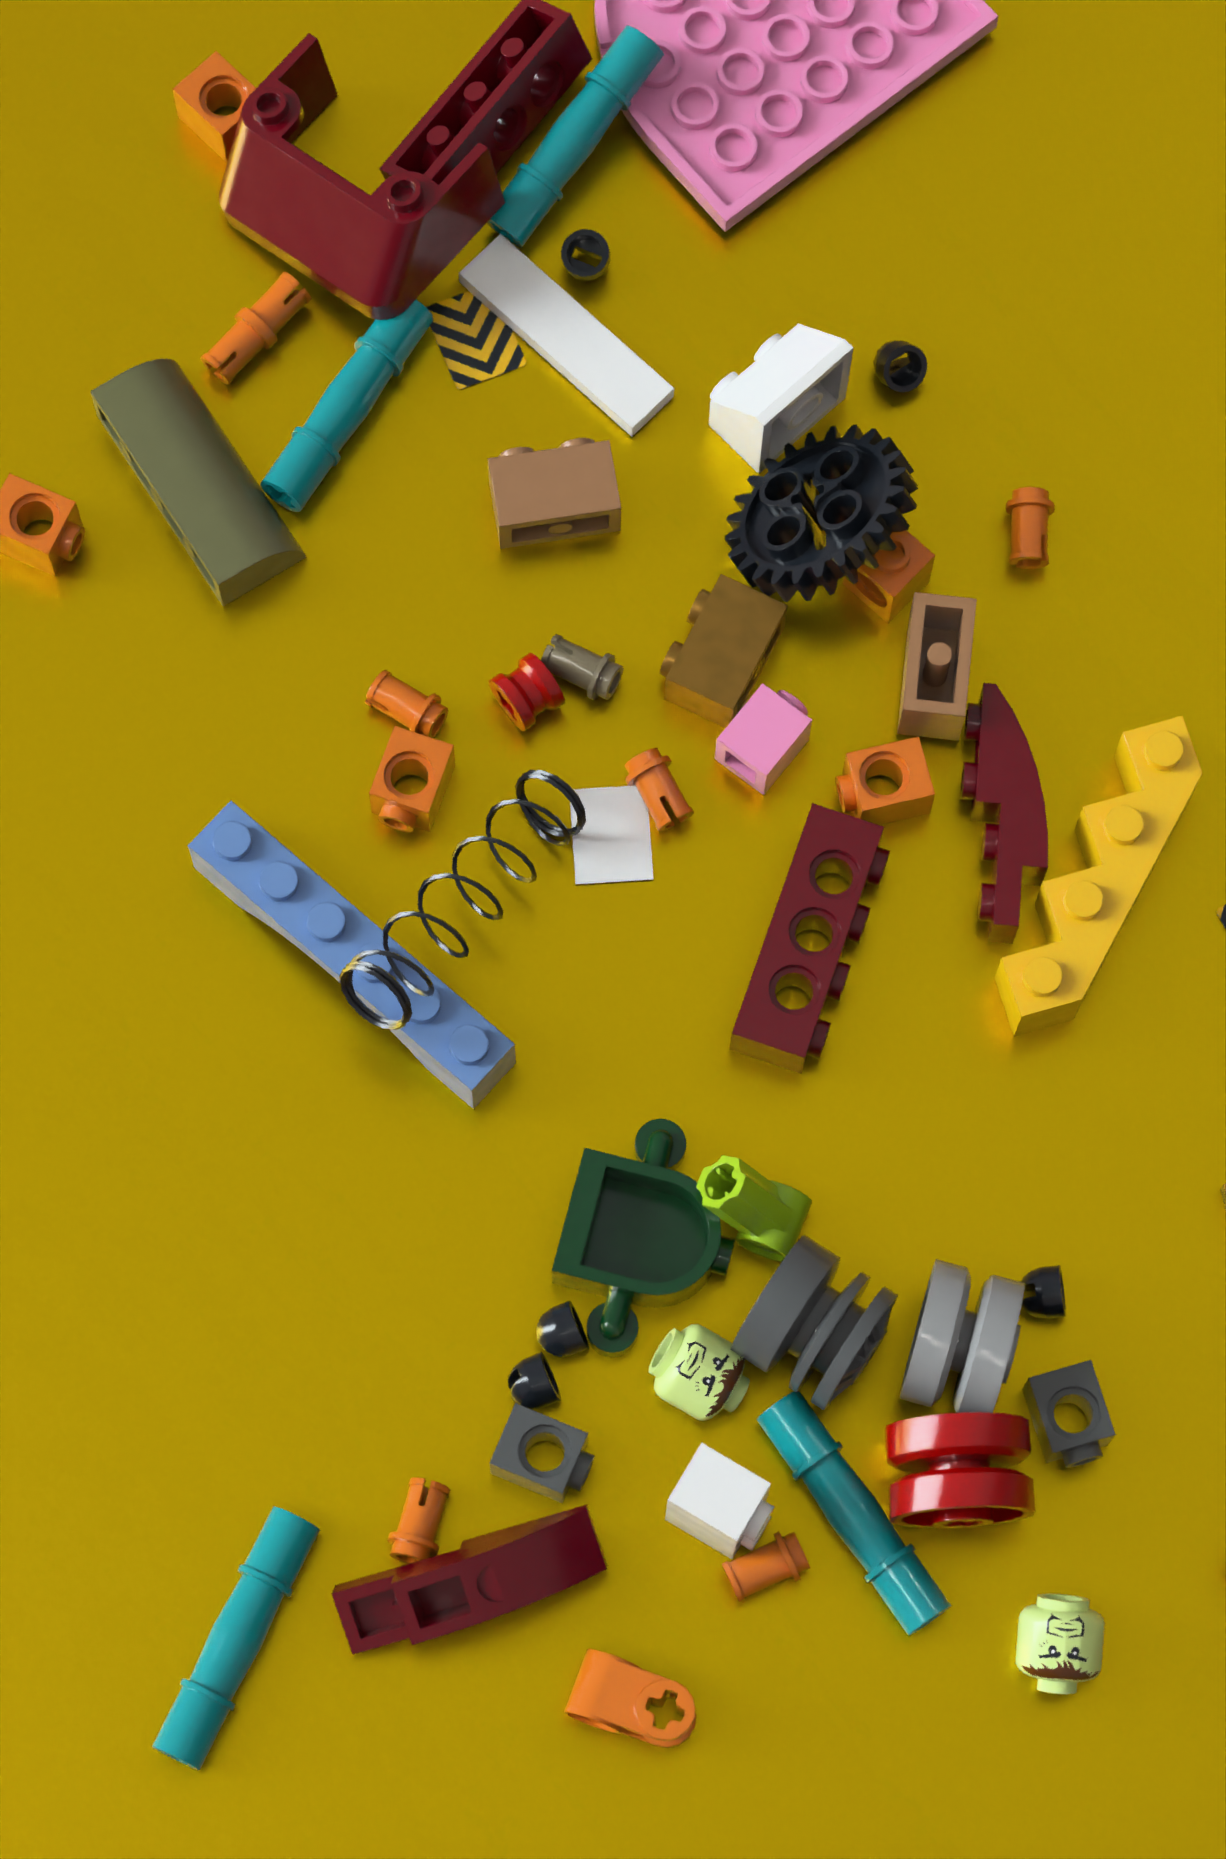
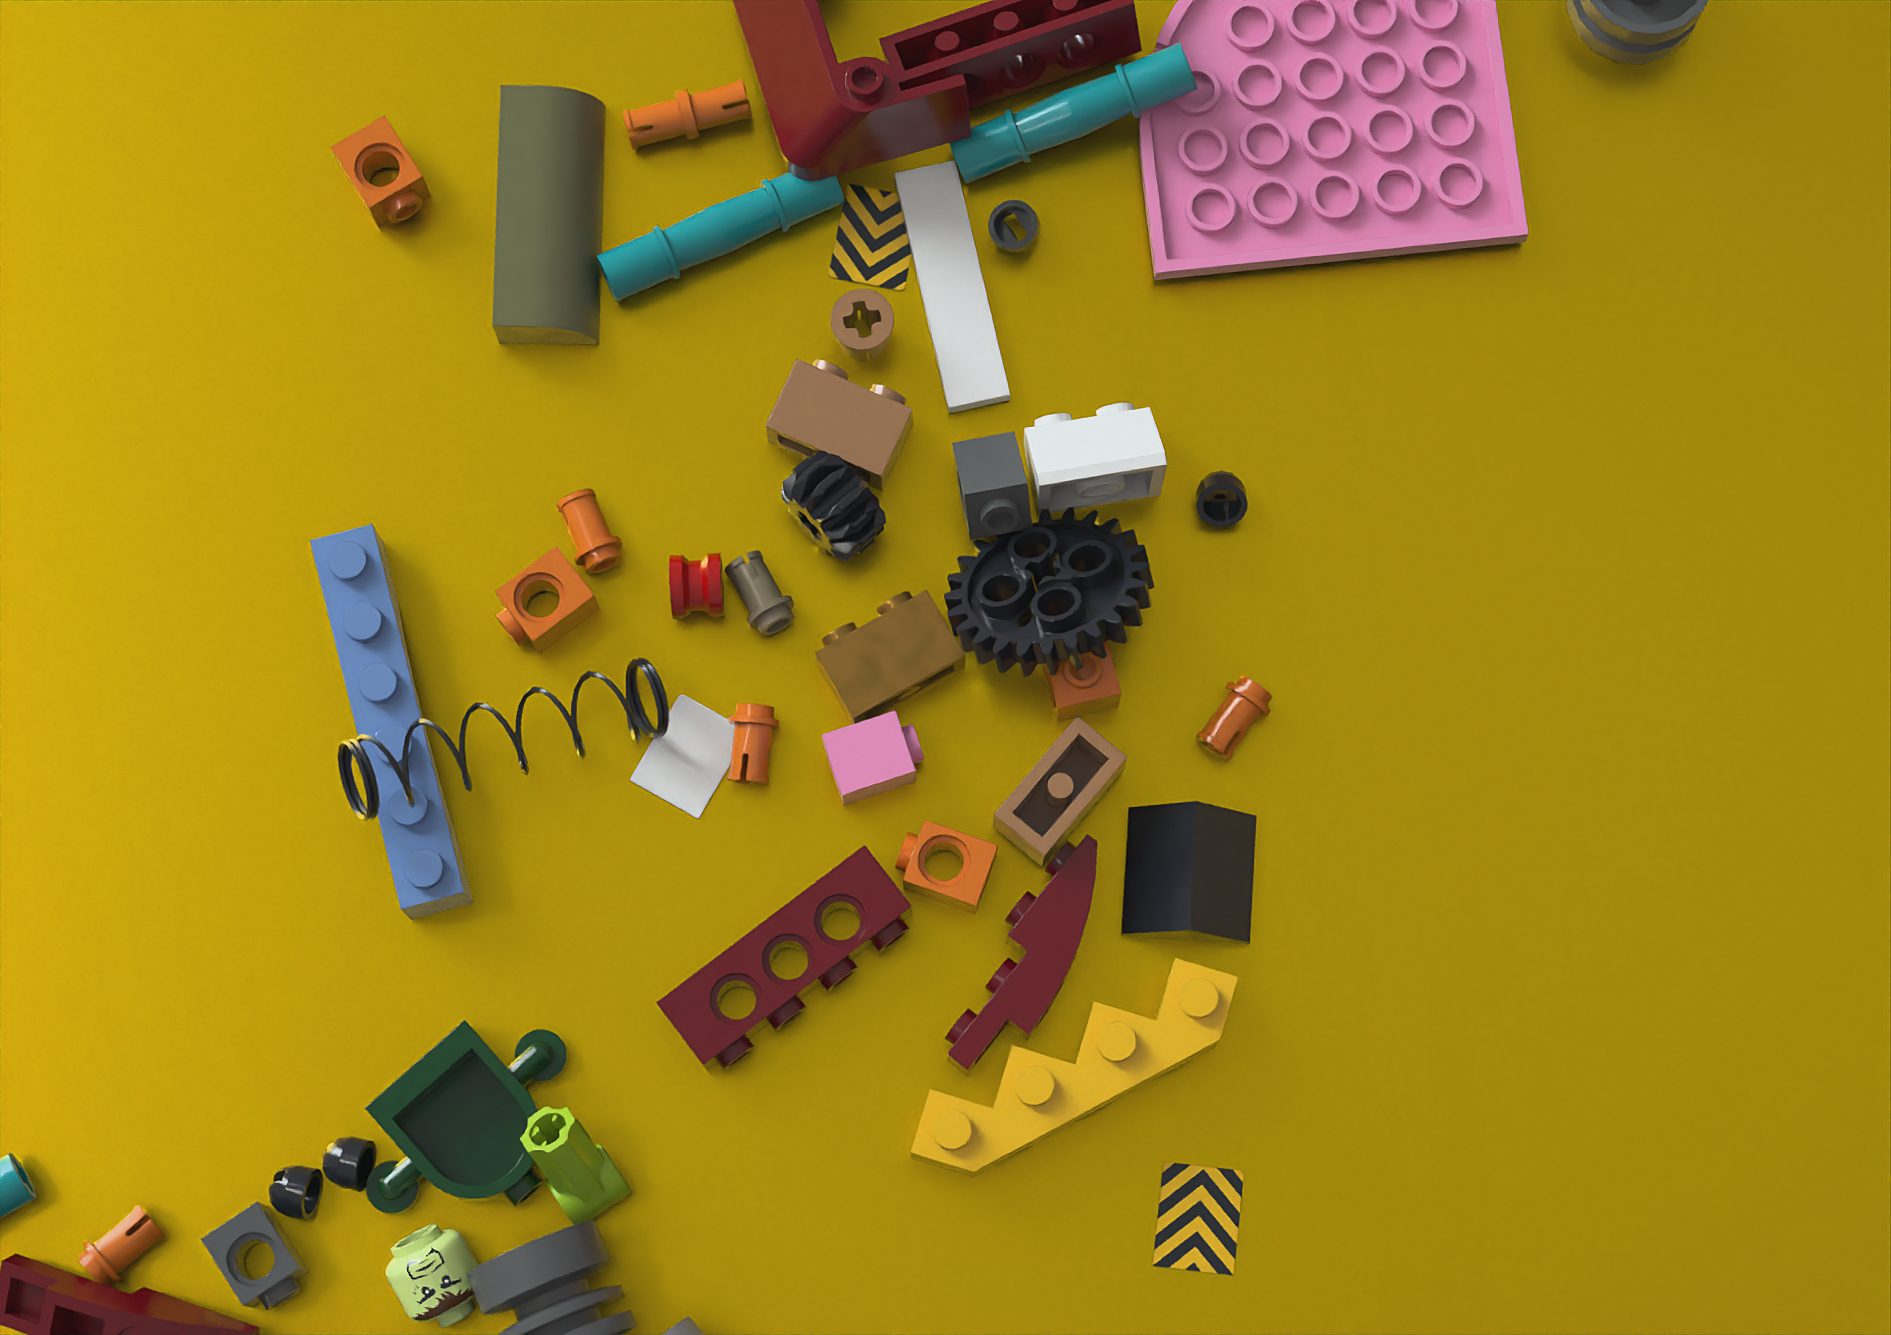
camera: 35 degrees right, 5 degrees up
(519, 388) = (878, 317): none -> medium nougat bush
(597, 556) = (833, 505): none -> black gear
(713, 463) = (992, 485): none -> dark grey brick
(1076, 672) = (1189, 873): none -> black slope

